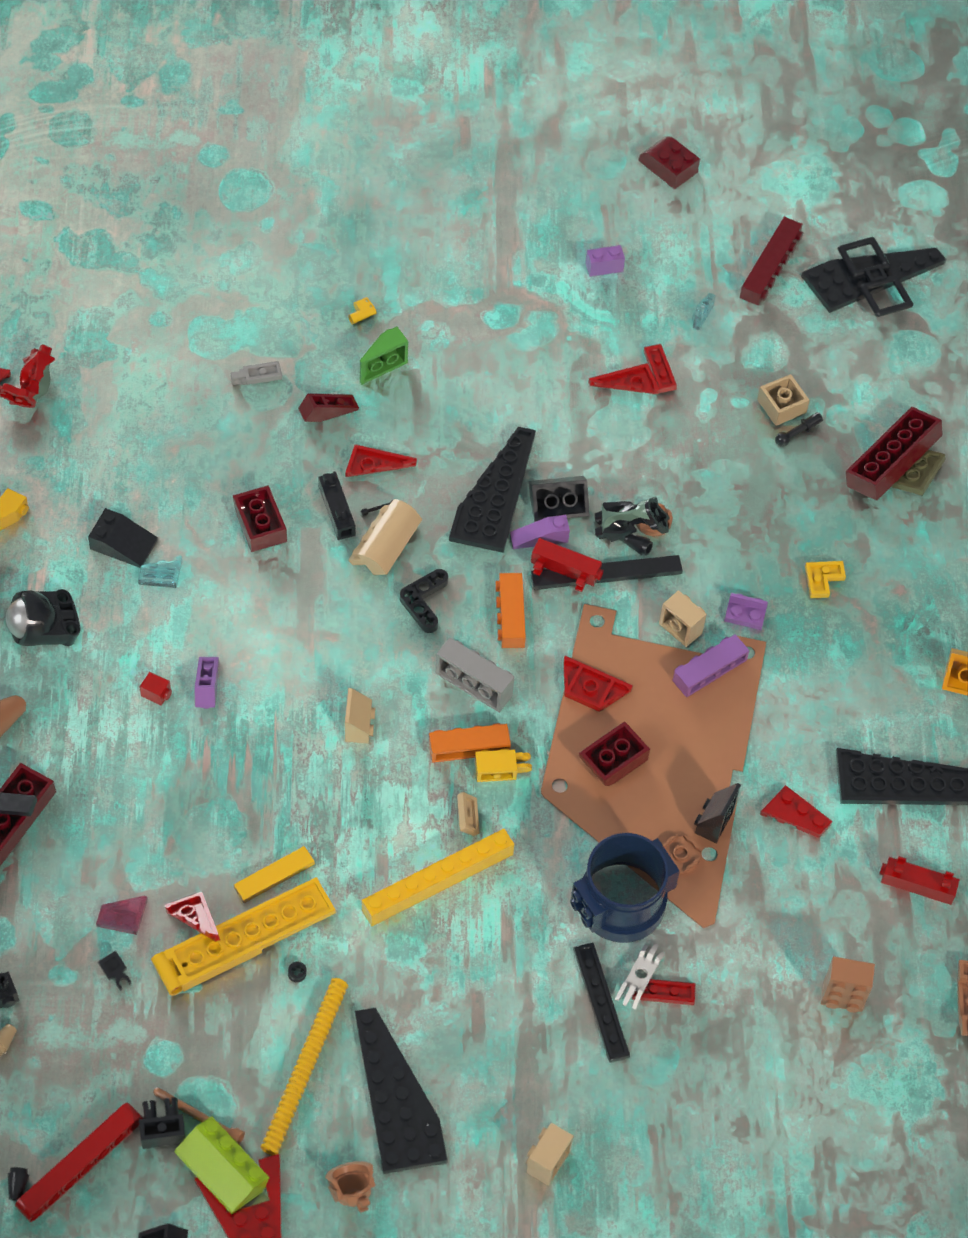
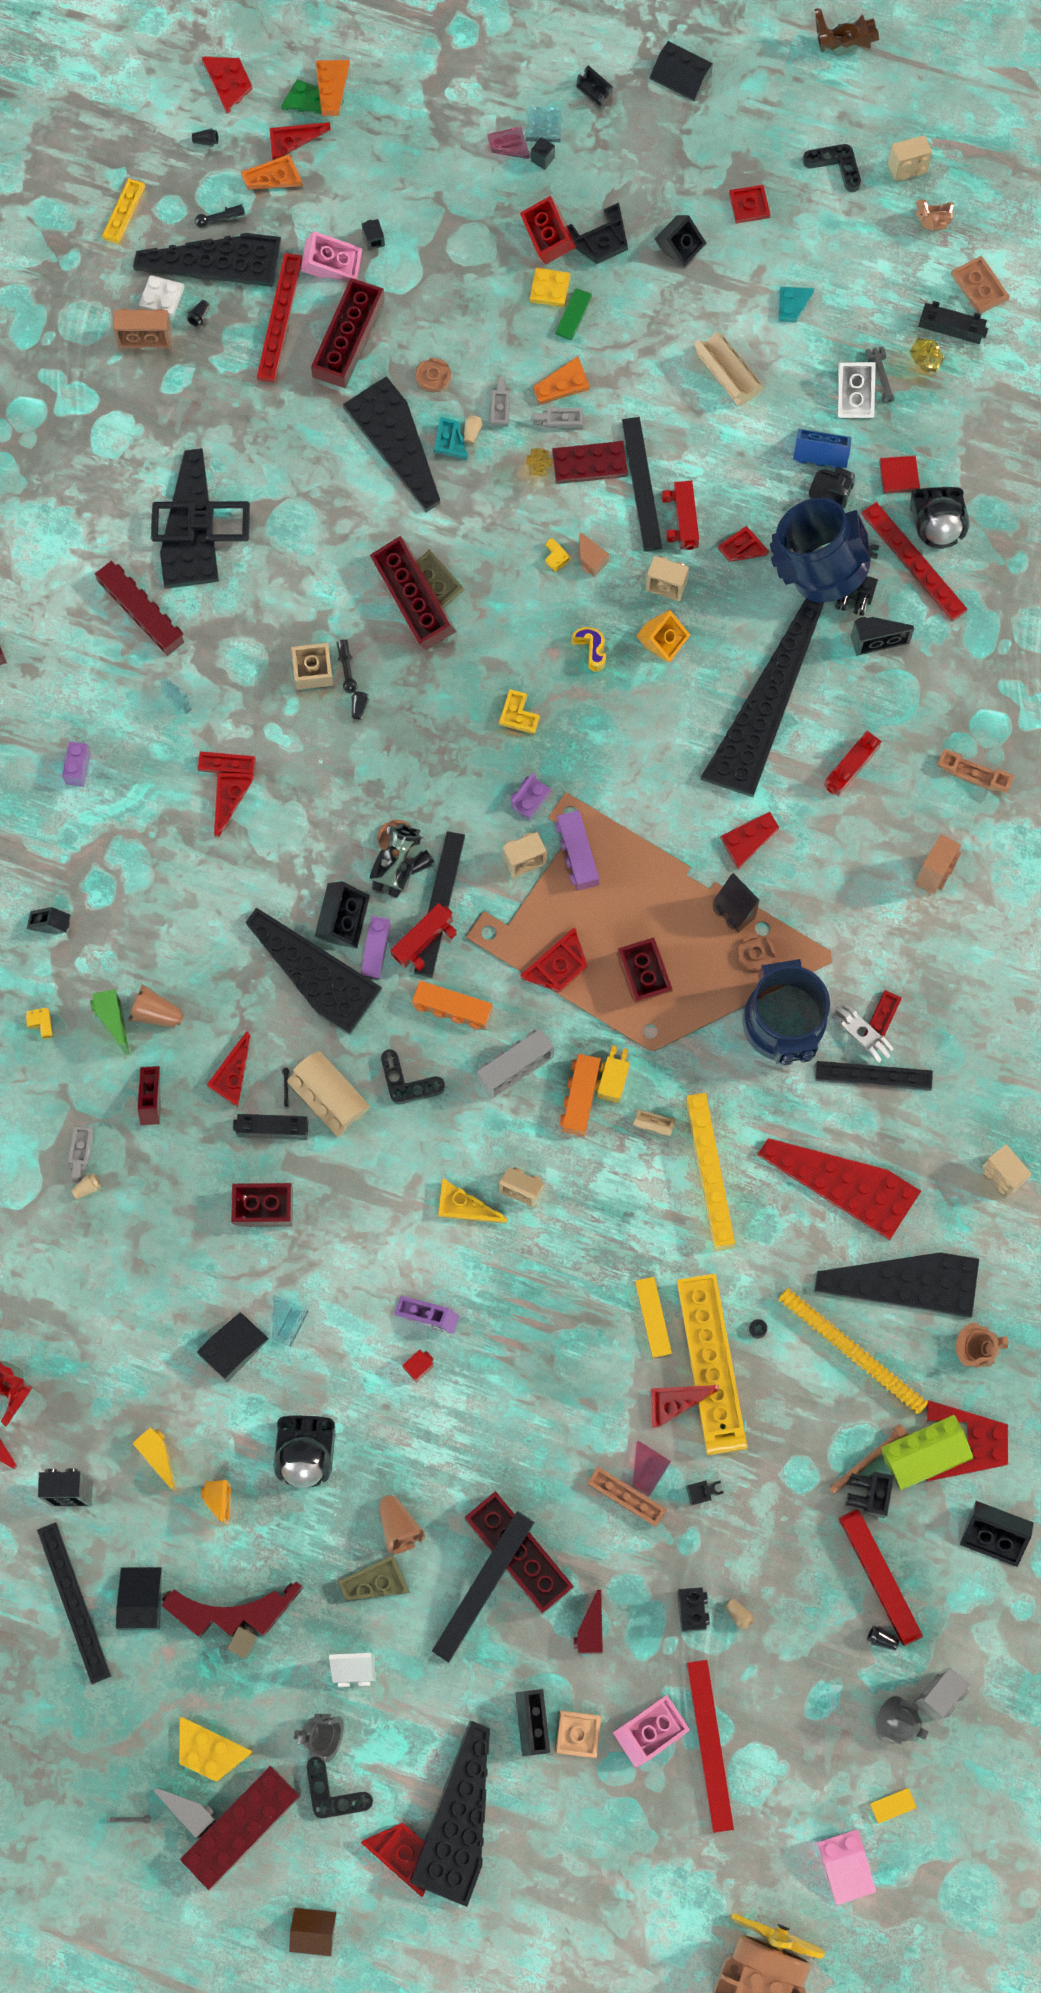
camera: 65 degrees left, 15 degrees up
(88, 903) = (626, 1496): none -> nougat plate
(228, 388) = (86, 1186): none -> tan cone
(322, 677) = (459, 1205): none -> yellow wing
(406, 382) = (154, 1009): none -> nougat cone
(454, 288) = (49, 921): none -> black slope
(476, 1027) = (859, 1189): none -> red wing
(767, 449) = (359, 704): none -> black cone
(922, 619) = (596, 643): none -> yellow animal

